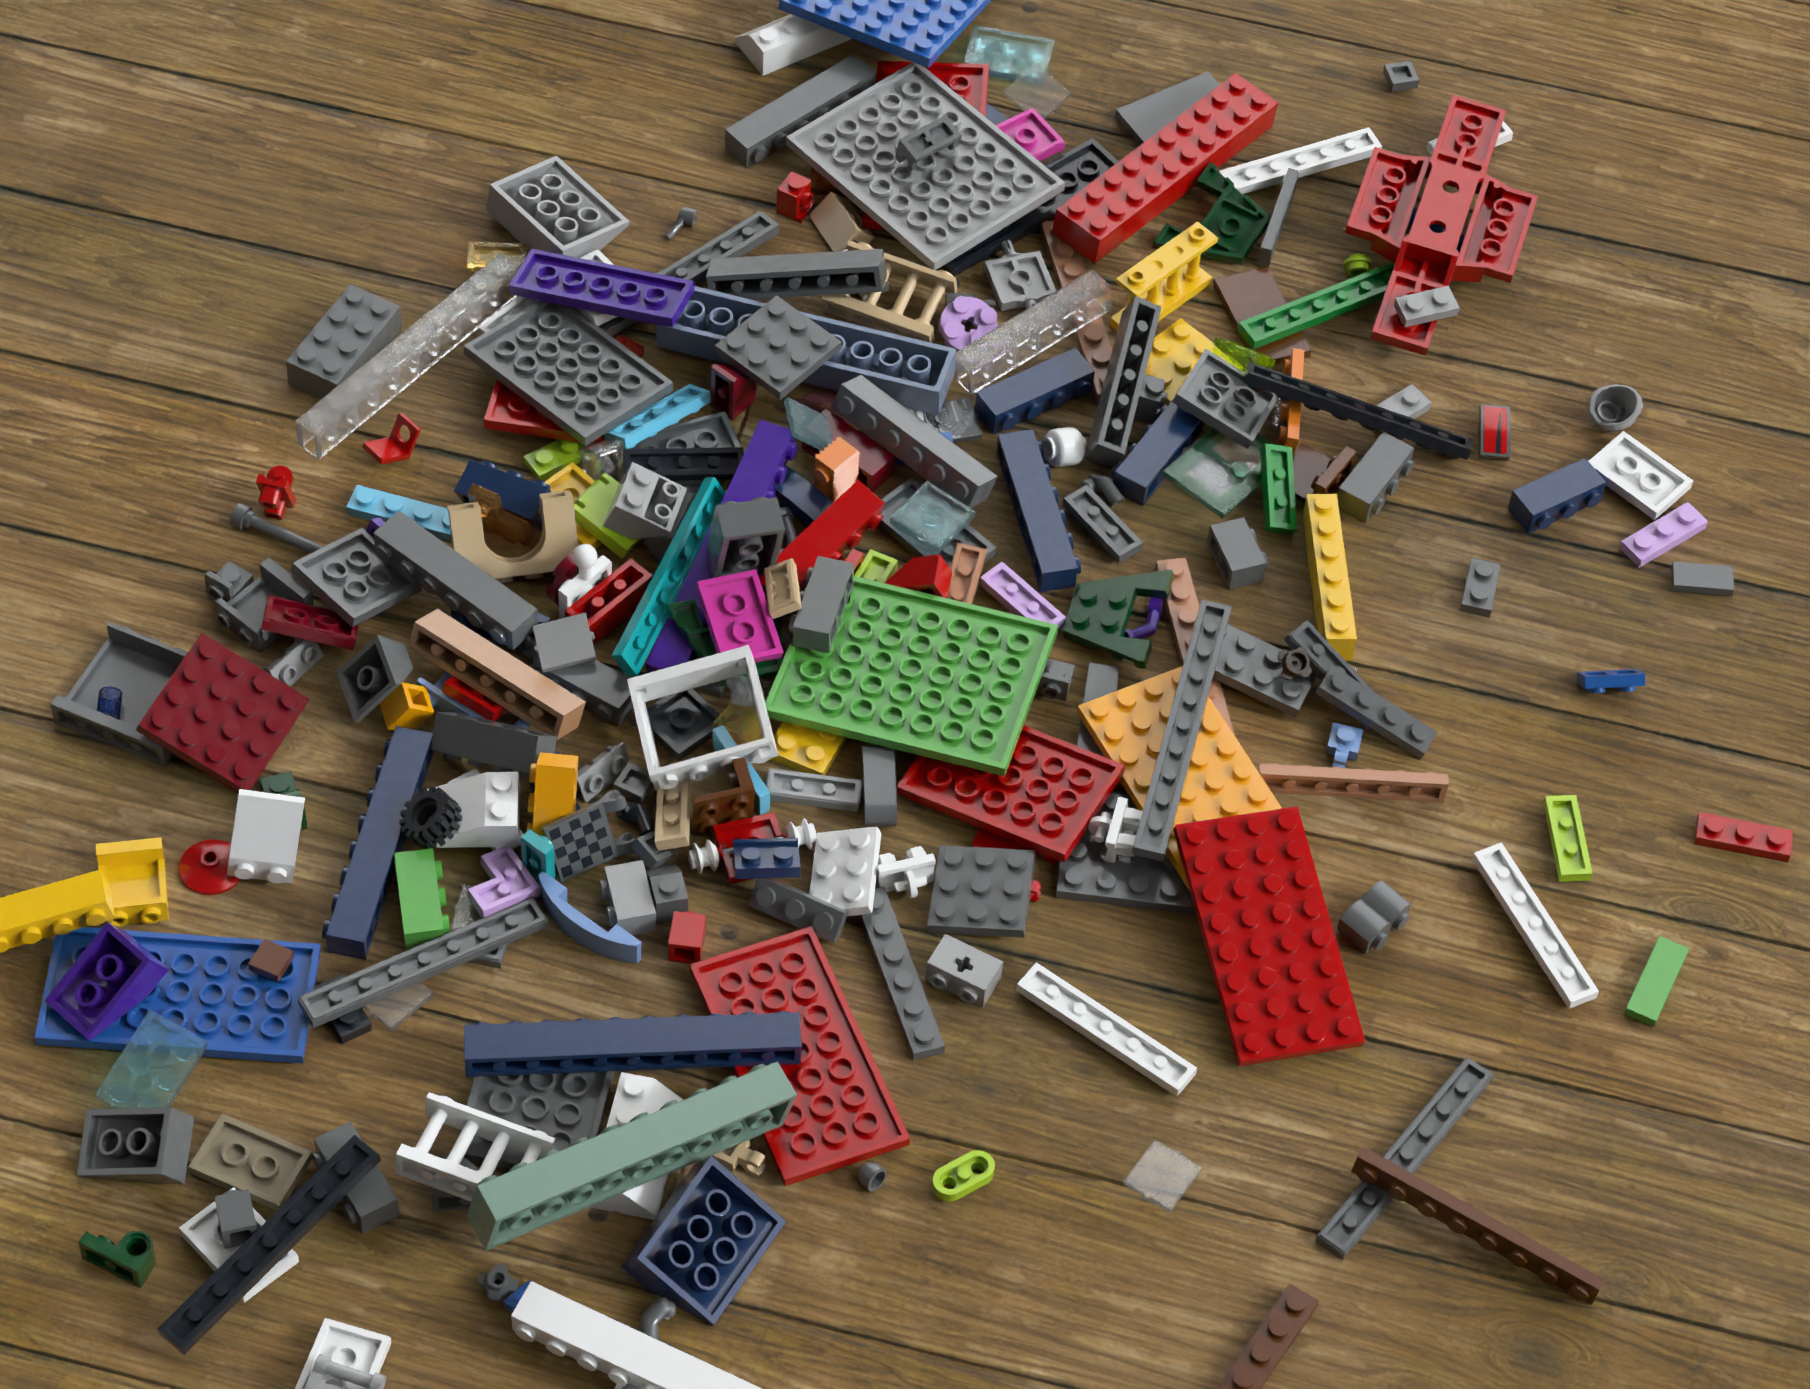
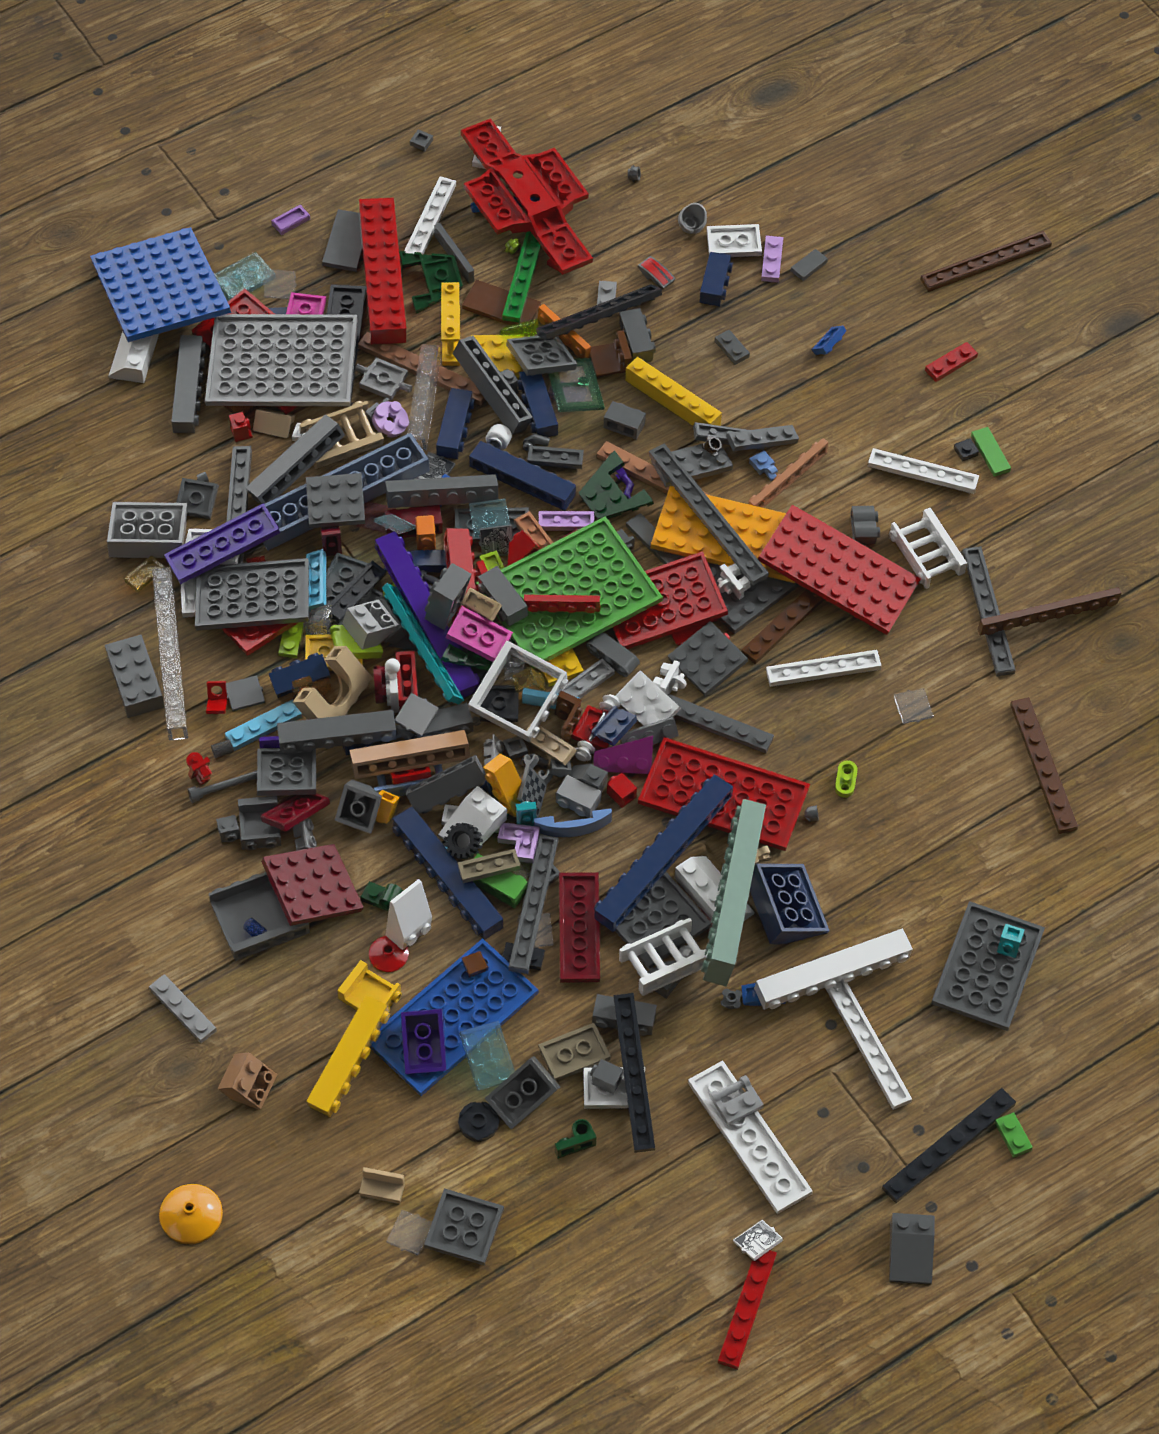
camera: 45 degrees left, 5 degrees up
(54, 1132) = (478, 1121): none -> black tile
(332, 496) = (223, 750): none -> dark grey piece
(420, 869) = (489, 866): none -> dark tan plate
(434, 1037) = (578, 927): none -> dark red plate
(435, 466) = (244, 693): none -> dark grey piece
(655, 230) = (199, 497): none -> dark grey tile
(659, 1309) = (805, 950): dark grey arm -> none
(737, 907) = (626, 757): none -> magenta wing
(877, 670) = (563, 603): none -> red plate
(908, 542) = (495, 539): none -> piece
(927, 141) = (280, 348): dark grey hinge -> none
(963, 971) = (743, 697): light grey brick -> none
(1119, 938) = (781, 626): none -> reddish brown plate
(1142, 42) = (290, 219): none -> medium lavender tile
(1278, 489) = (608, 376): green plate -> none
(1426, 306) = (572, 239): light grey plate -> none
(1441, 1036) = (938, 535): none -> white fence
(1567, 838) = (892, 423): lime plate -> none
(1612, 306) = (634, 173): none -> dark grey plate
(1626, 951) = (966, 449): none -> black plate

